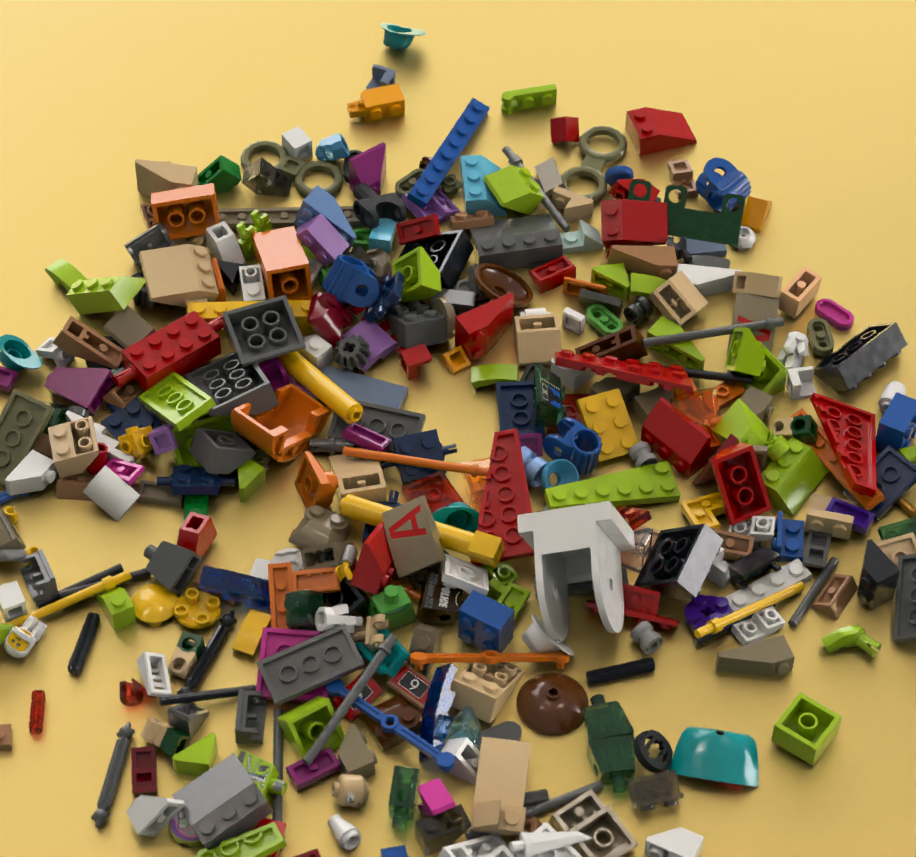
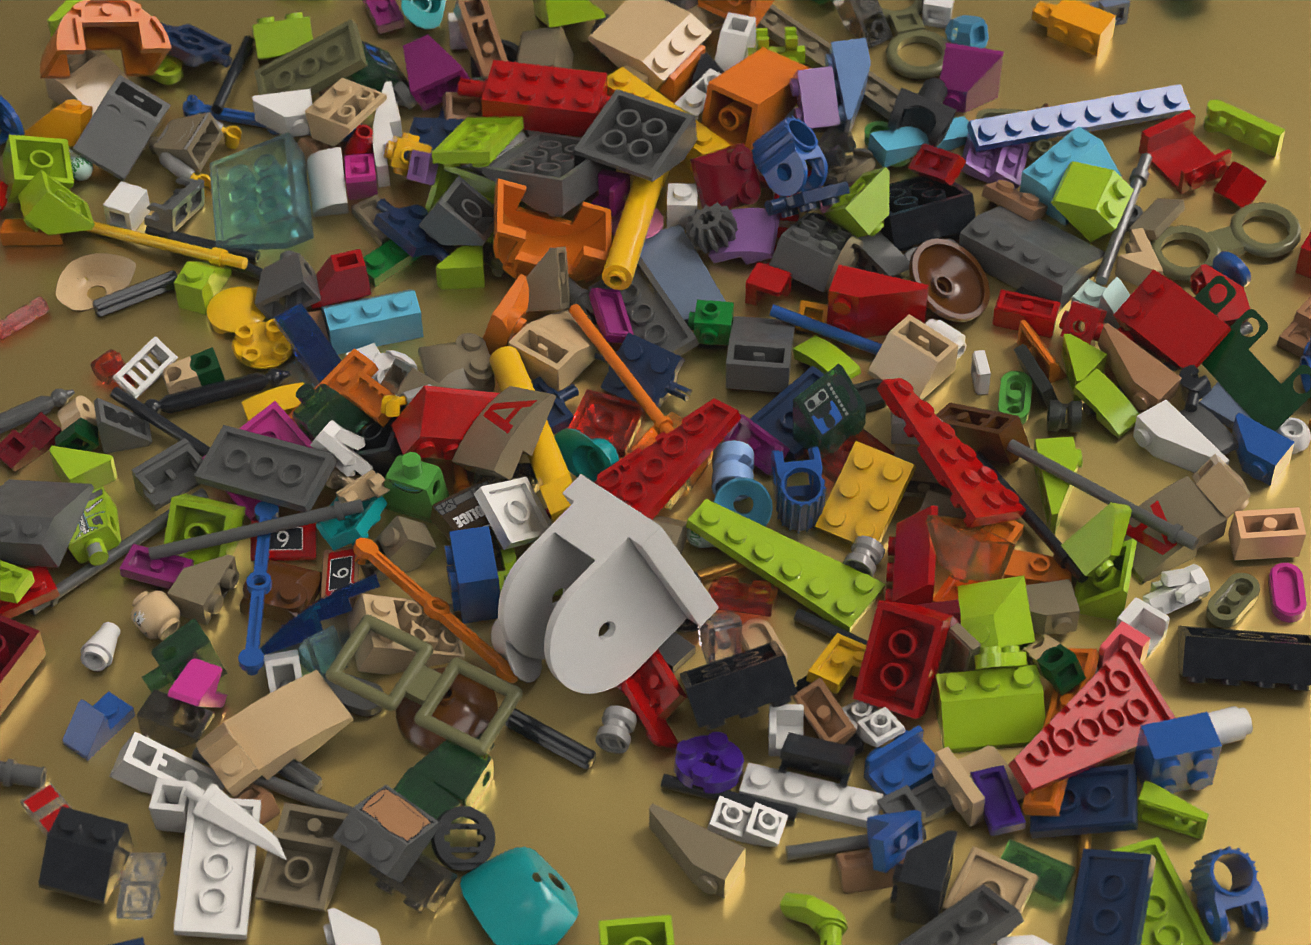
camera: 50 degrees right, 0 degrees up
(23, 638) = (89, 241): white piece -> none
(50, 645) = (101, 269): none -> tan piece
(82, 532) = (262, 197): none -> clear light blue slope
(238, 542) = (373, 320): none -> medium azure slope
(311, 441) = (549, 282): none -> dark tan slope
(418, 399) = (712, 322): none -> green brick
(460, 397) = (759, 354): none -> dark grey slope
(476, 359) = (825, 329): none -> blue bar
(520, 137) = (1181, 155): none -> red panel
(545, 694) = (424, 684): none -> olive bar
(589, 256) = (1090, 315): none -> red brick
(626, 777) = (387, 832): none -> dark grey slope
(671, 505) = (823, 626): none -> black bar
(678, 299) = (1114, 433): tan slope -> none
(716, 625) = (684, 773): yellow bar -> none
(743, 254) = (1261, 450): none -> blue slope
(803, 395) = (1123, 632): none -> coral panel
(832, 572) = (892, 836): none -> blue slope

